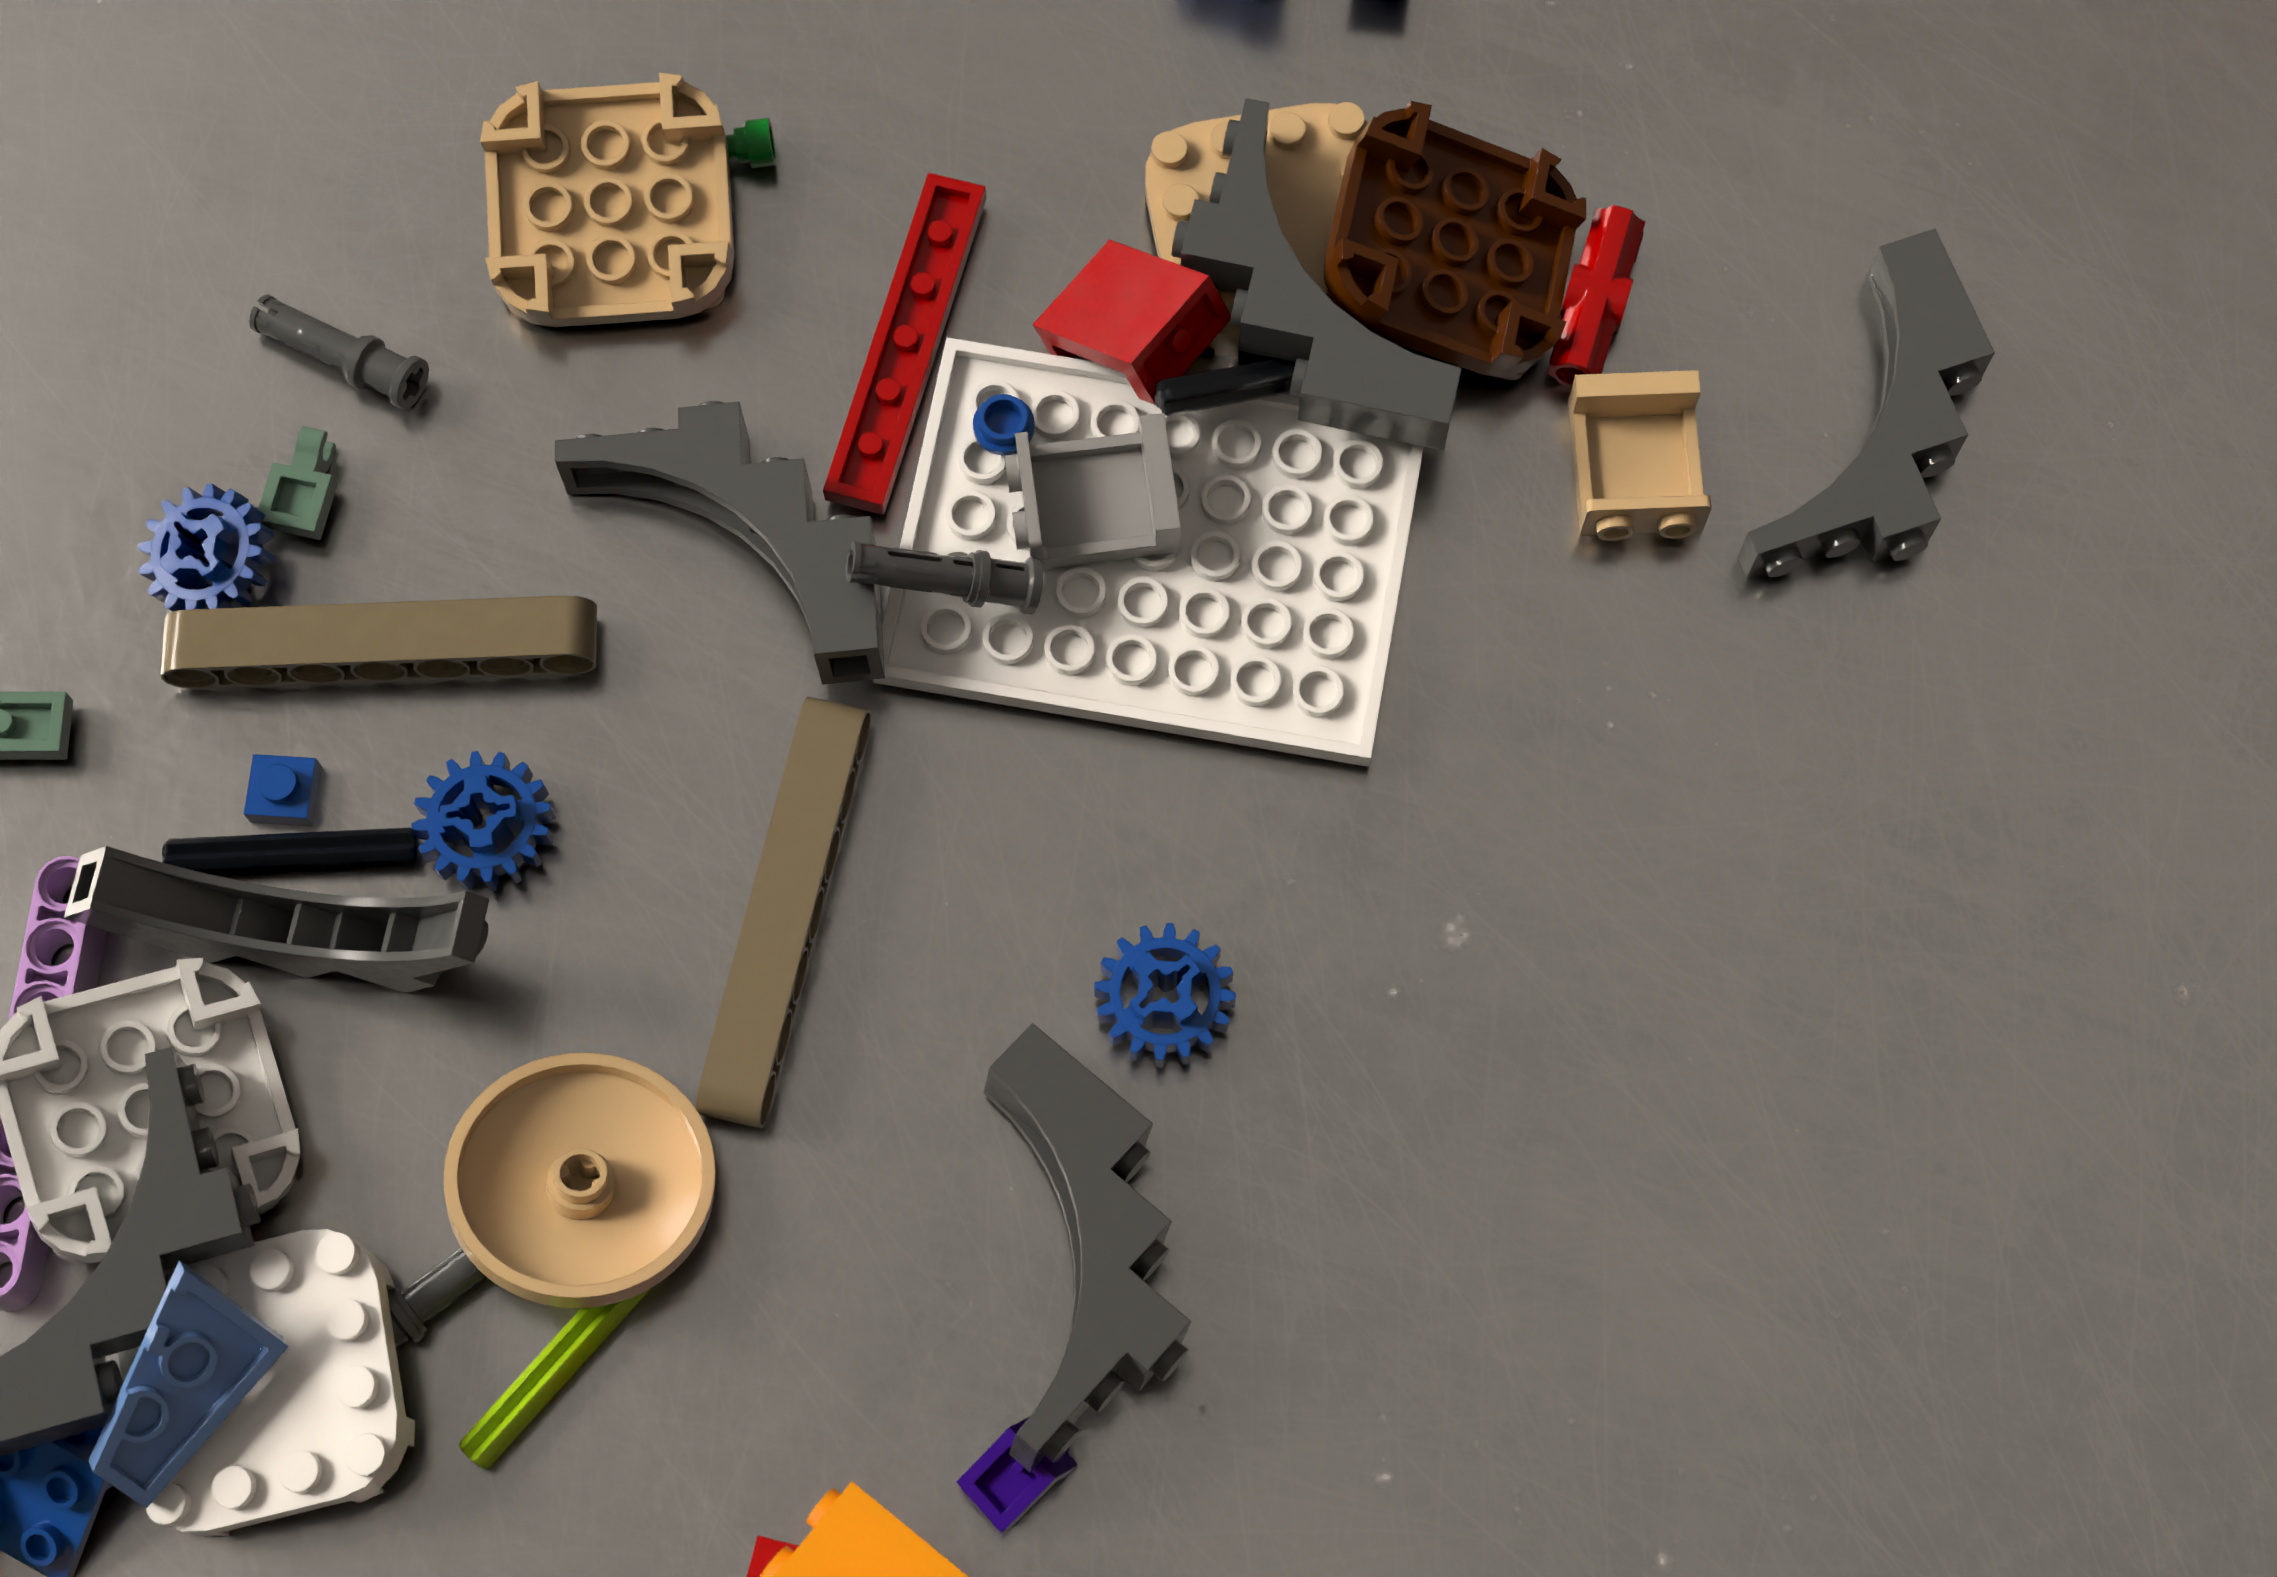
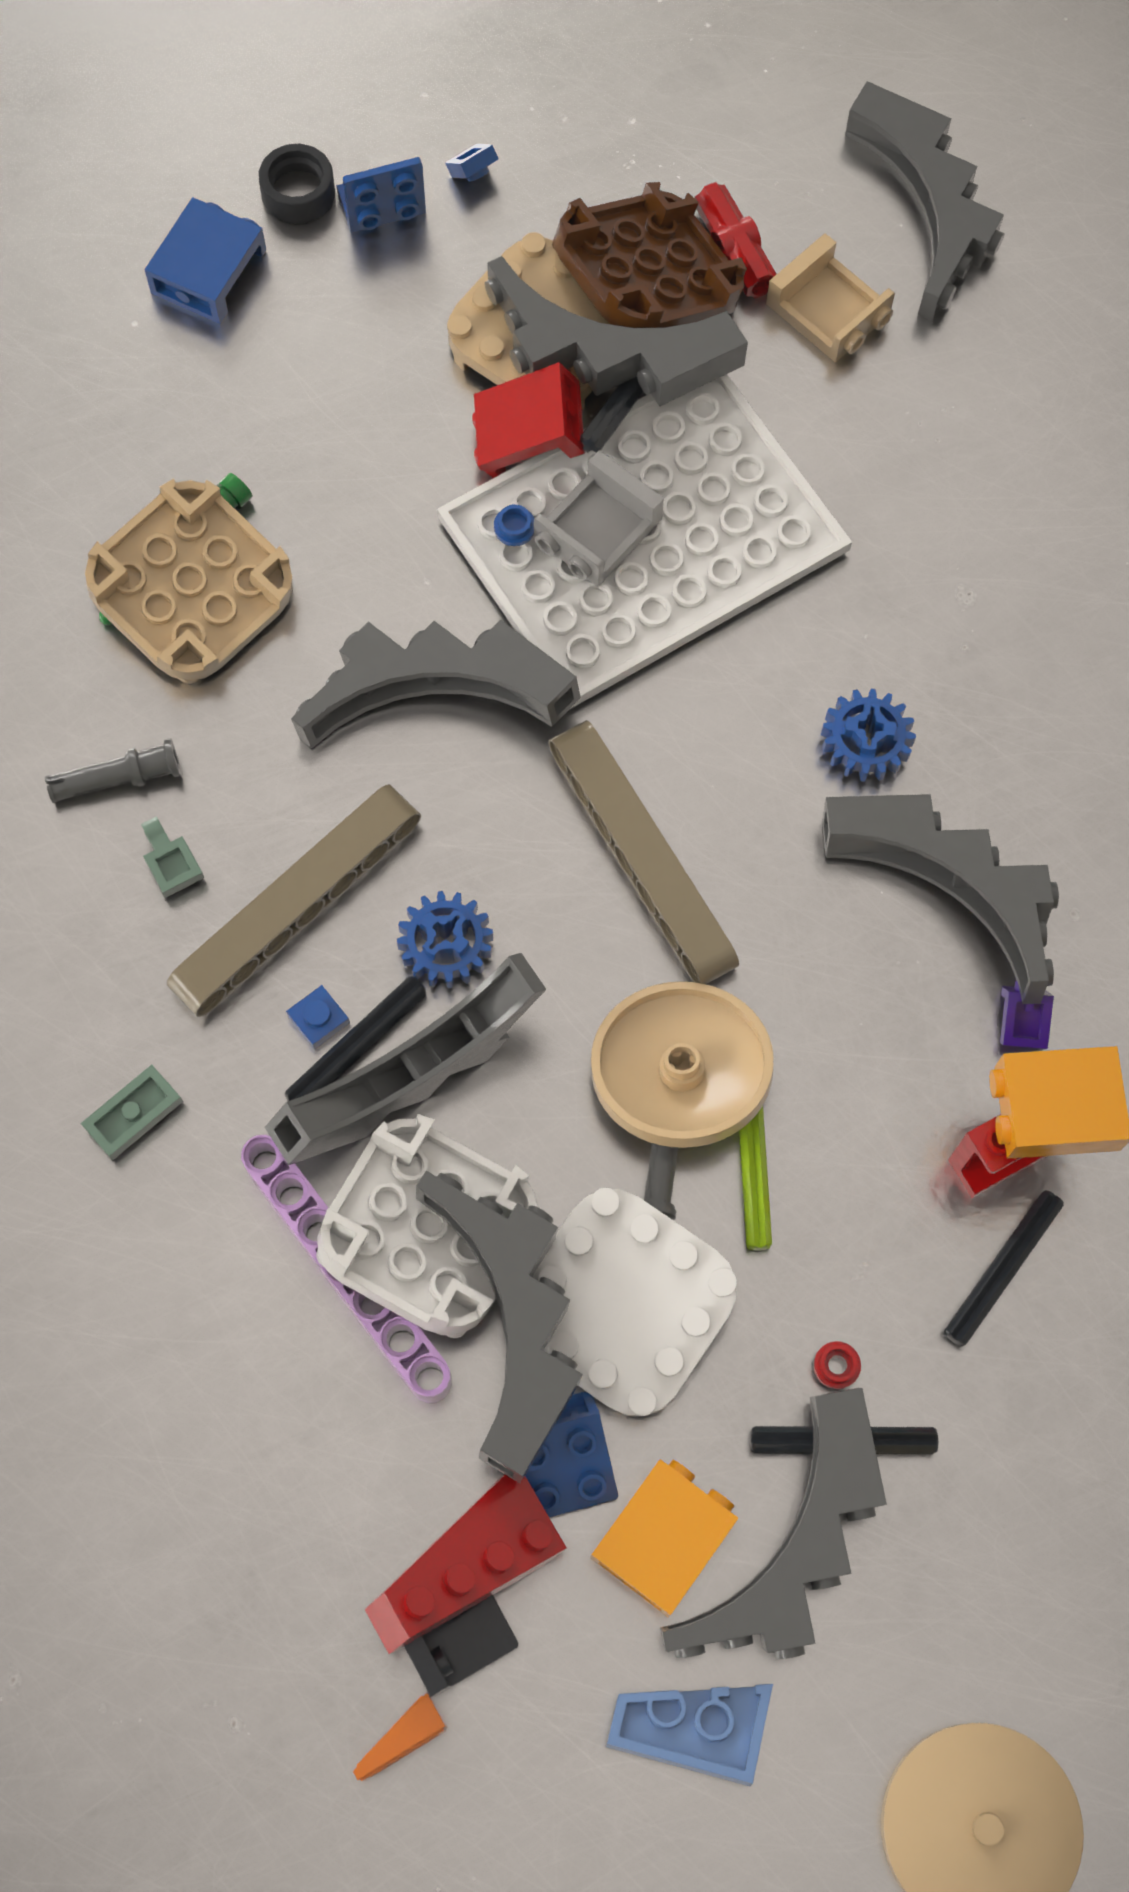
camera: 45 degrees left, 0 degrees up
(182, 1385) = (602, 1328): medium blue wing -> none
(207, 551) = (155, 912): blue gear -> none
(905, 344) = (416, 530): red plate -> none
(972, 577) = (583, 607): dark grey pin -> none

